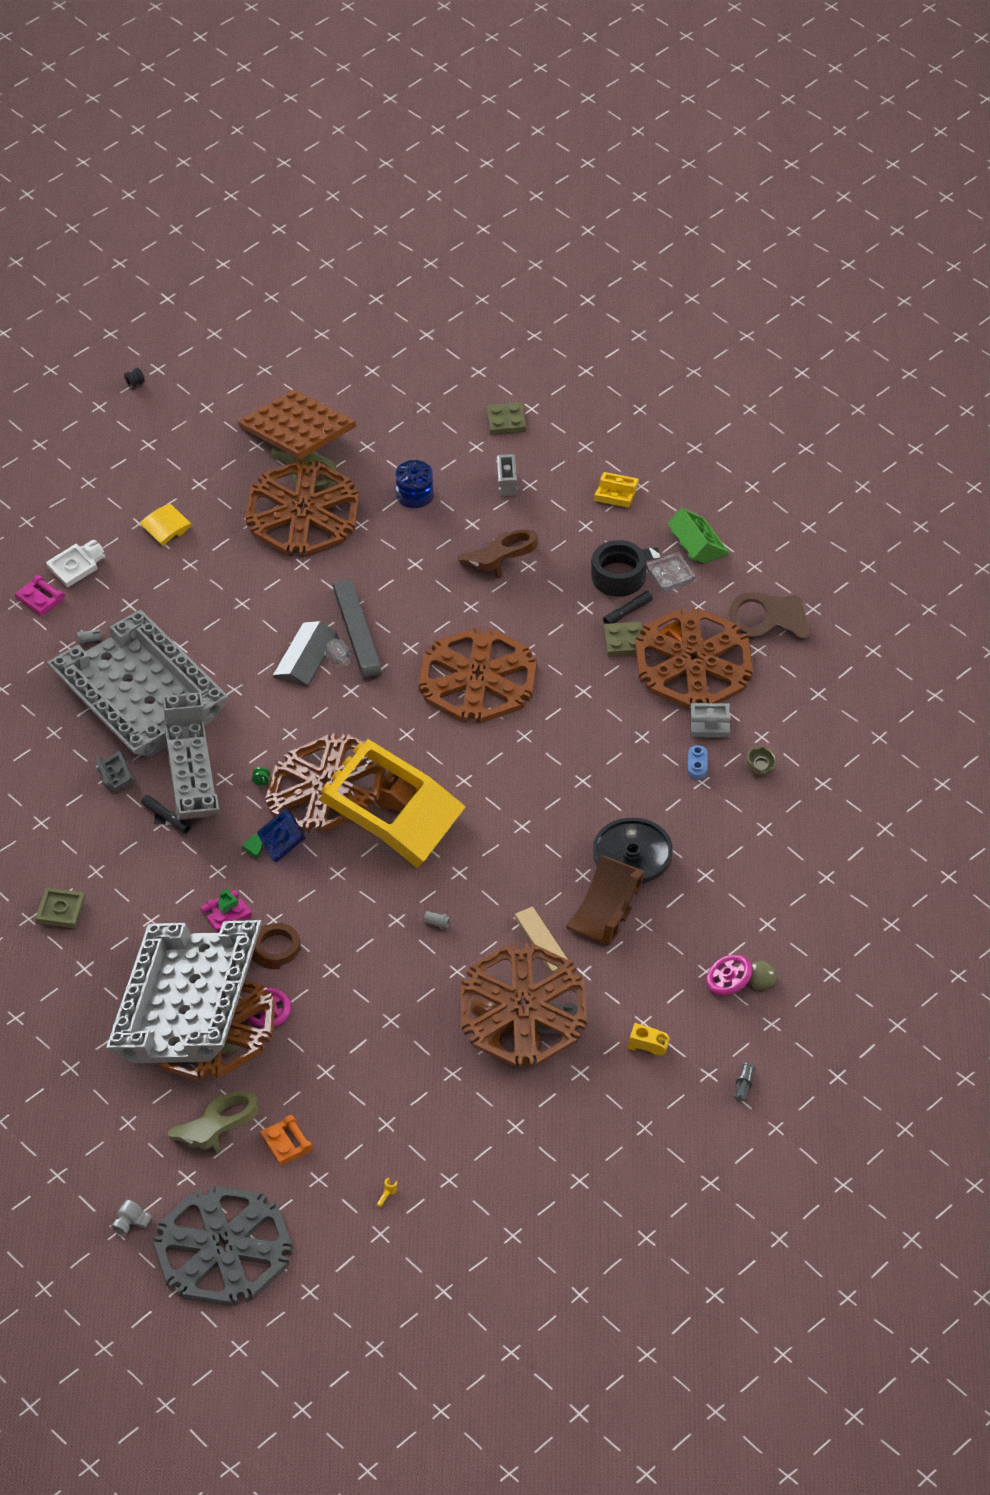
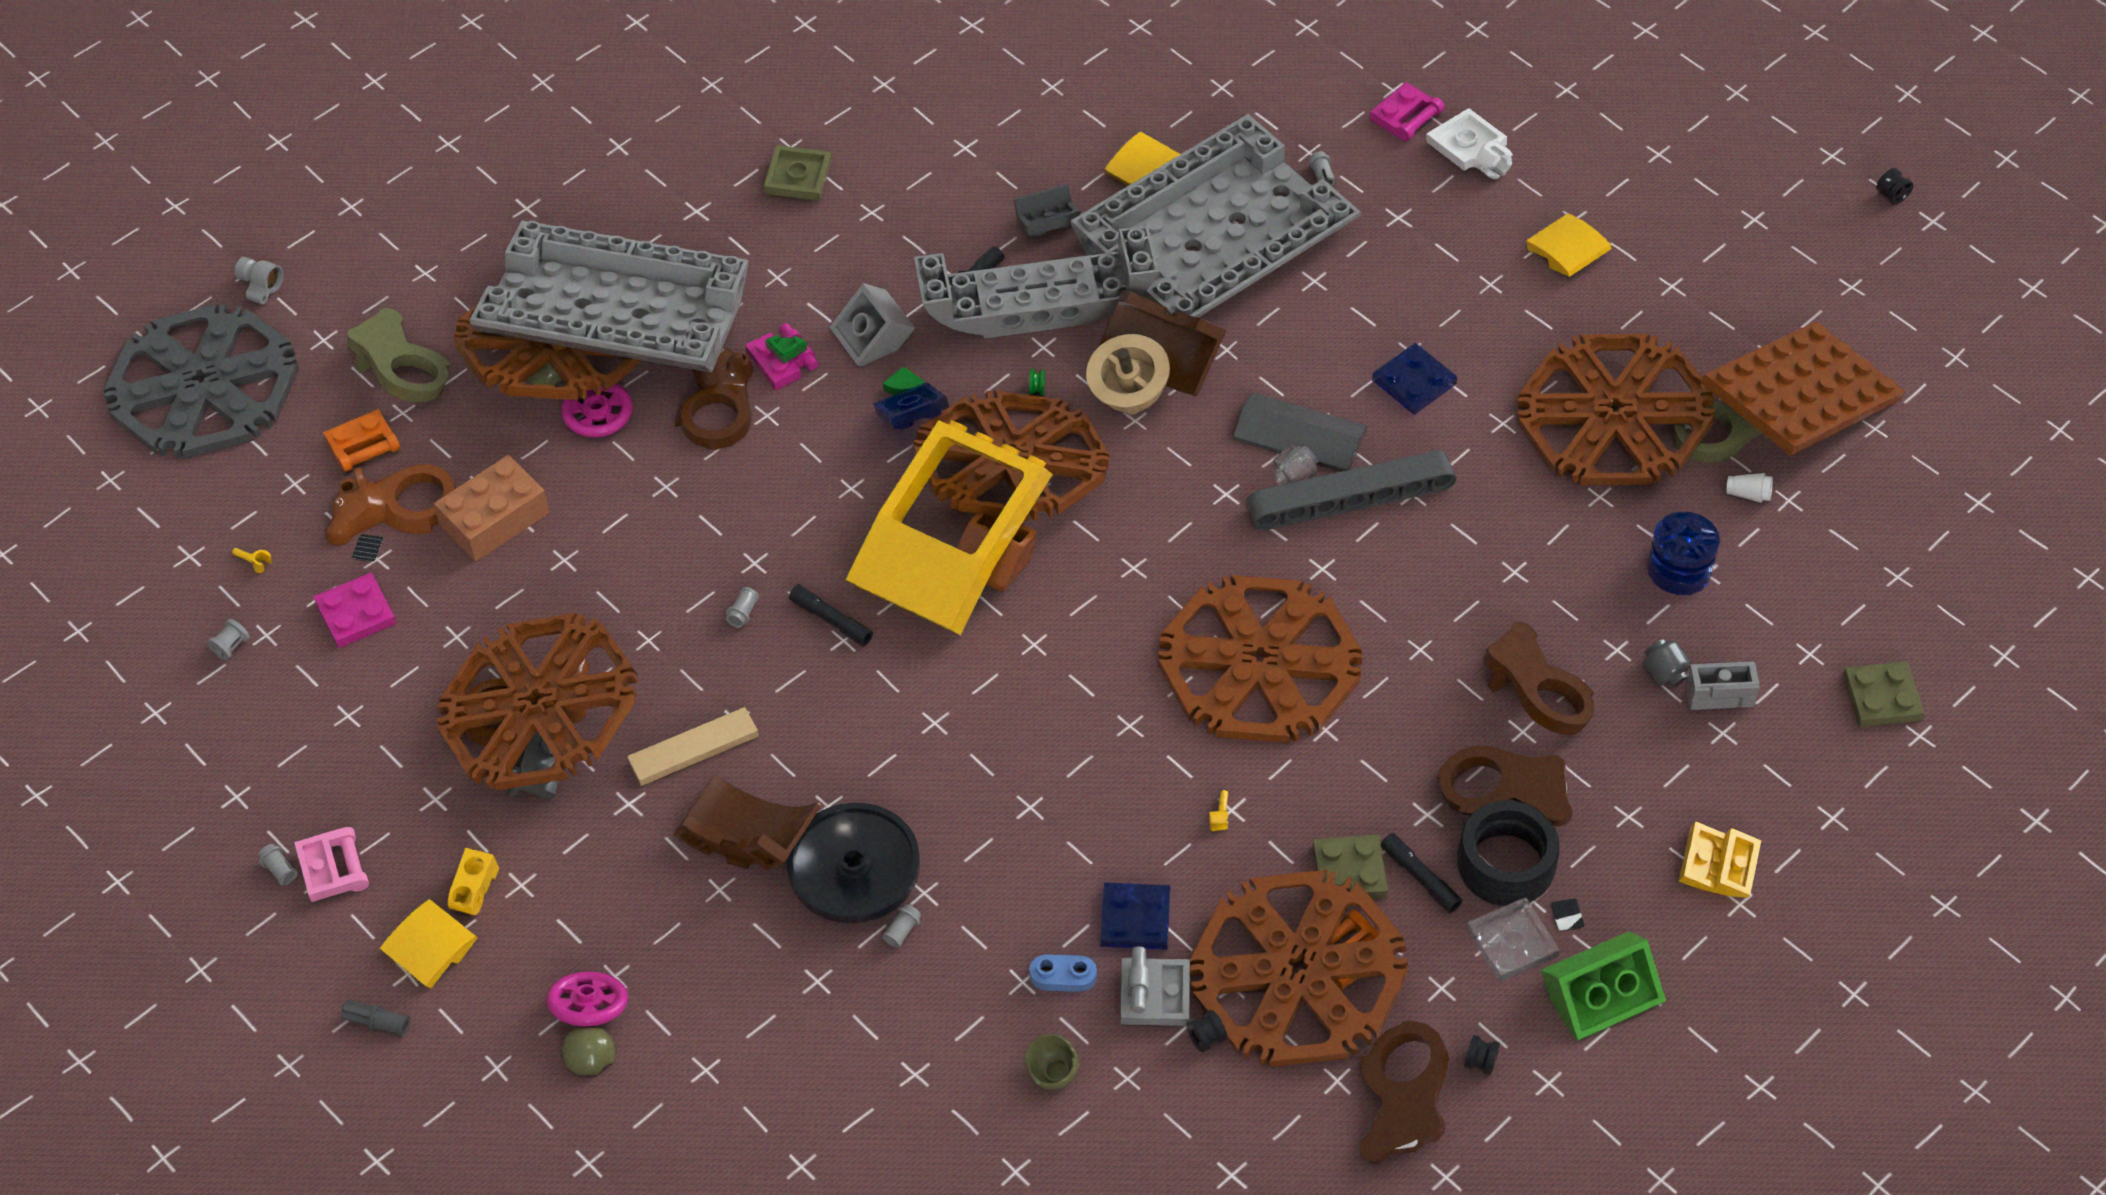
camera: 90 degrees right, 5 degrees up
(73, 724) = (1138, 158): none -> yellow slope
(207, 861) = (871, 325): none -> light grey slope
(246, 704) = (1186, 339): none -> reddish brown panel
(266, 722) = (1128, 372): none -> tan piece
(267, 600) = (1414, 378): none -> clear blue plate
(340, 1128) = (367, 503): none -> dark orange animal
(354, 1054) = (491, 508): none -> nougat brick
(362, 456) = (1751, 486): none -> white cone
(377, 1130) = (367, 547): none -> black sticker
(432, 1129) = (354, 610): none -> dark pink plate
(451, 867) = (815, 605): none -> black piece
(459, 1194) = (228, 639): none -> light grey bush
(488, 498) = (1666, 663): none -> dark grey head
(574, 556) = (1525, 779): none -> reddish brown animal
(592, 692) = (1218, 819): none -> yellow hand
(635, 1122) = (320, 866): none -> bright pink plate
(636, 1145) = (273, 859): none -> light grey pin
(658, 731) = (1135, 916): none -> clear blue plate
(674, 834) = (906, 919): none -> light grey pin
(690, 1060) = (428, 943): none -> yellow slope
(735, 697) = (1206, 1030): none -> black wheel
(744, 584) = (1482, 1055): none -> black wheel

